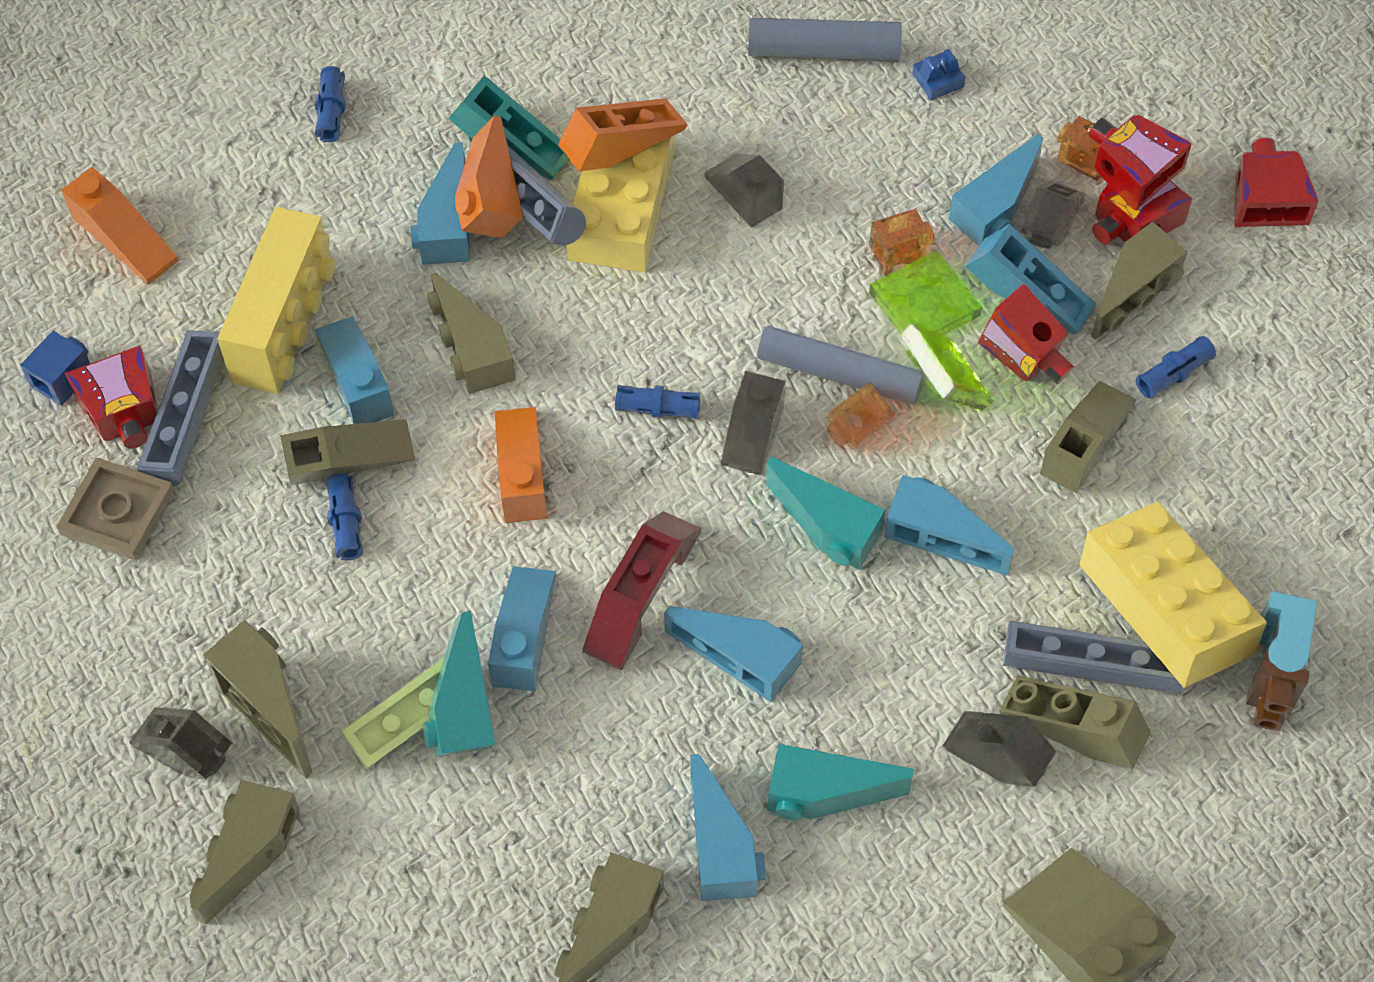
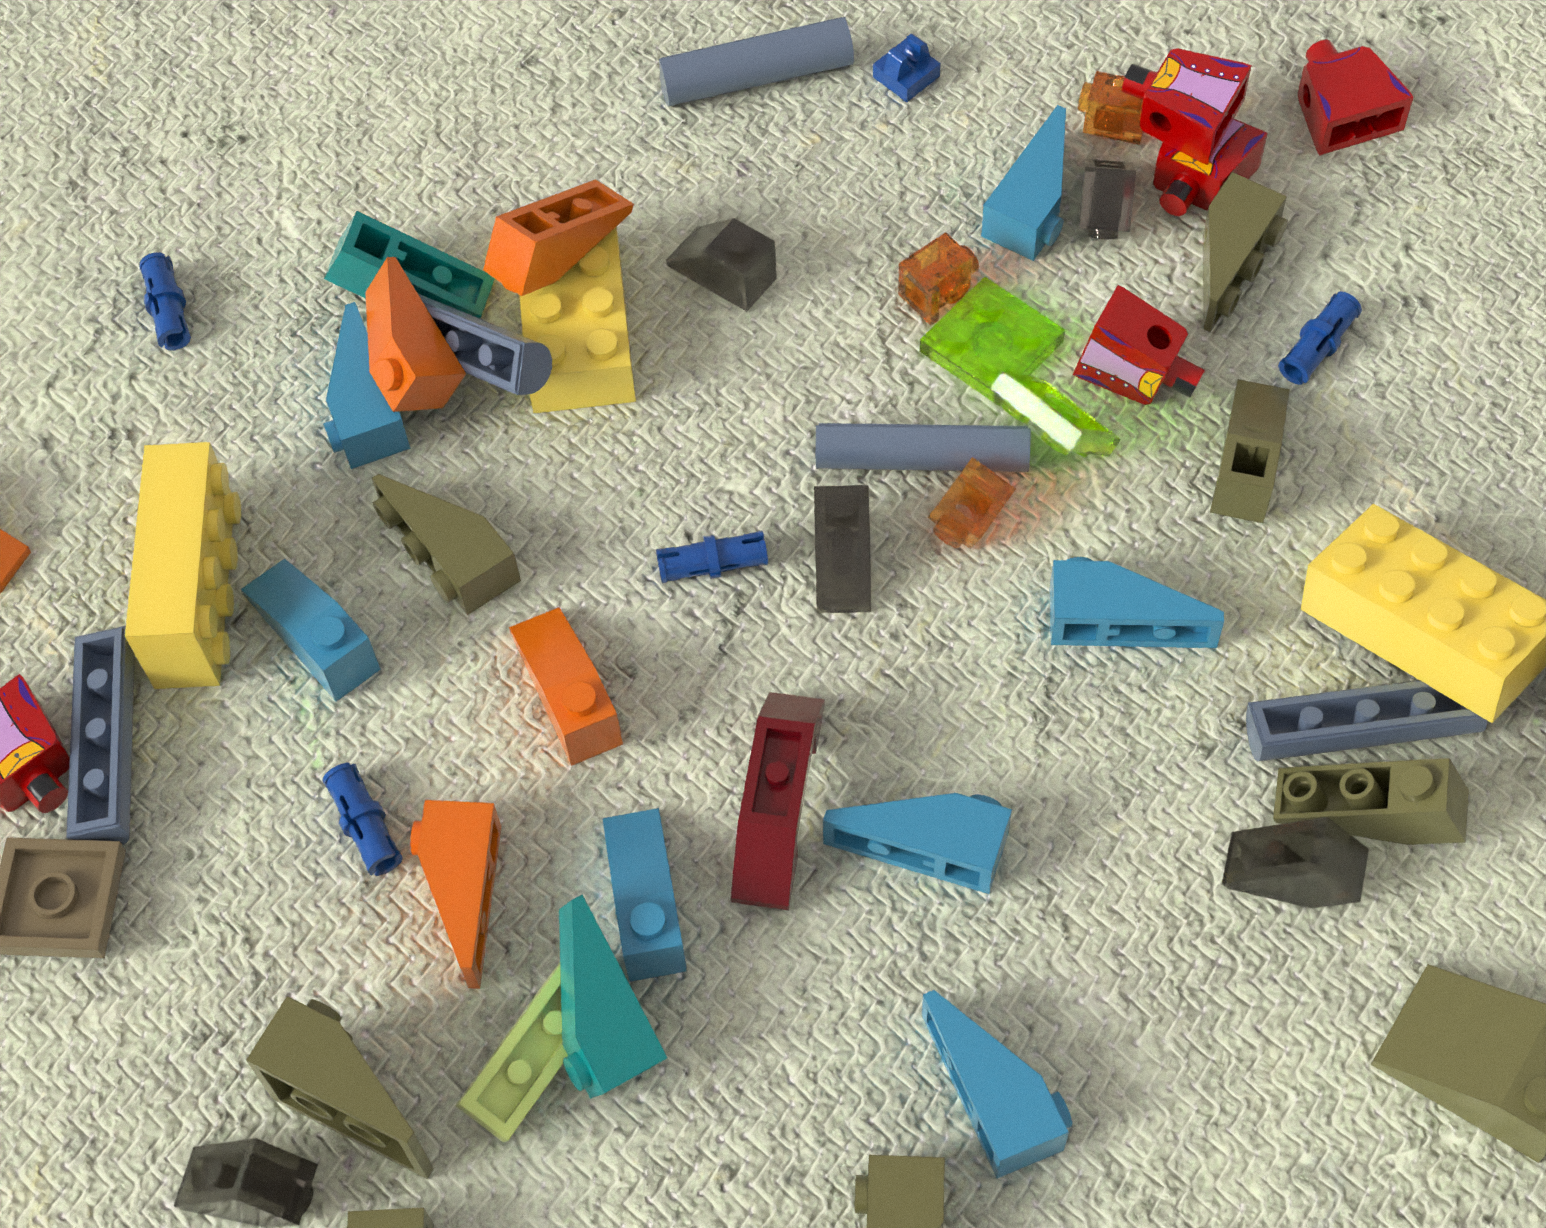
camera: 15 degrees left, 0 degrees up
(345, 449) = (335, 732): olive slope -> none
(400, 566) = (459, 858): none -> orange slope
(825, 783) = (1094, 979): teal slope -> none
(832, 518) = (980, 638): teal slope -> none
(1009, 260) = (1085, 268): dark azure slope -> none

